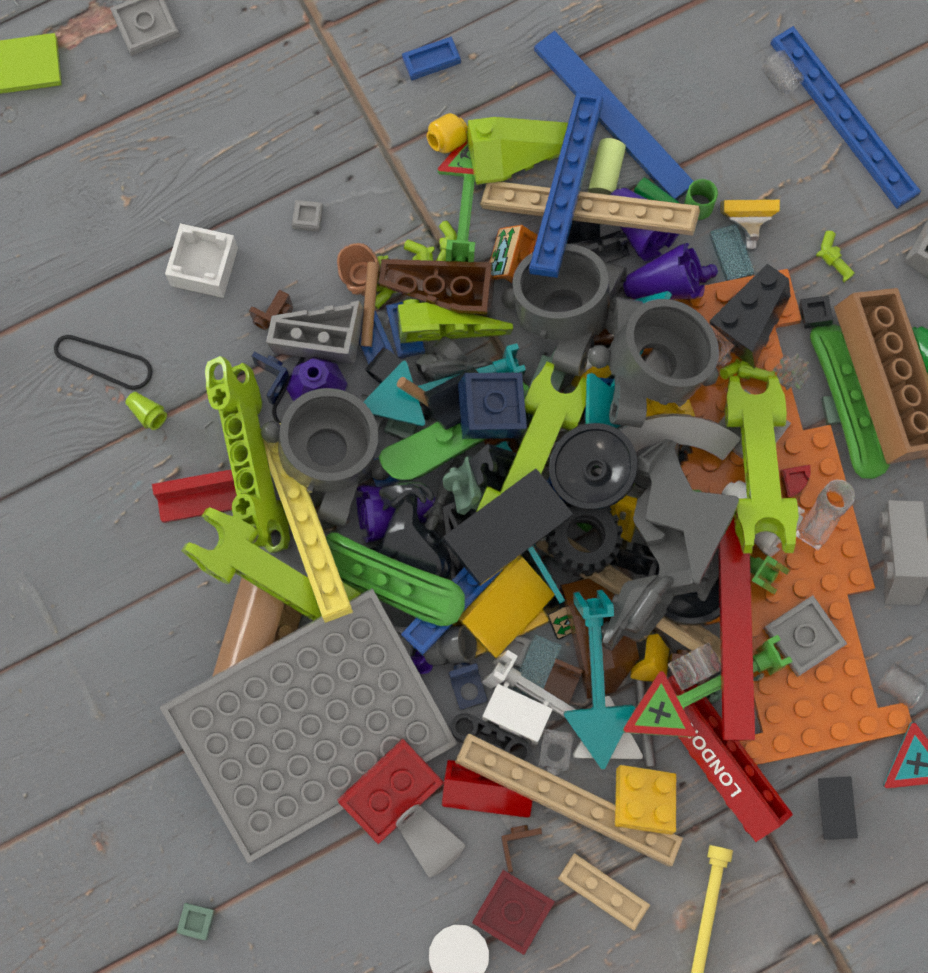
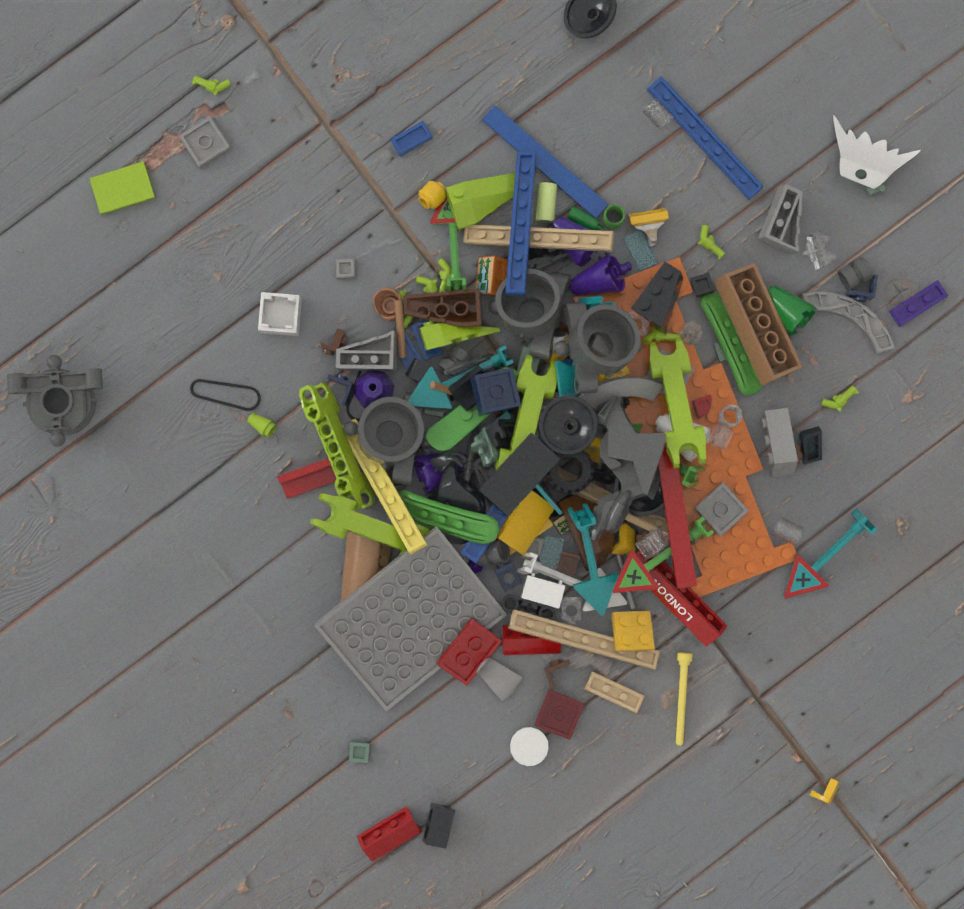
camera: 10 degrees left, 10 degrees up
(837, 808) = (755, 616): black hinge -> none

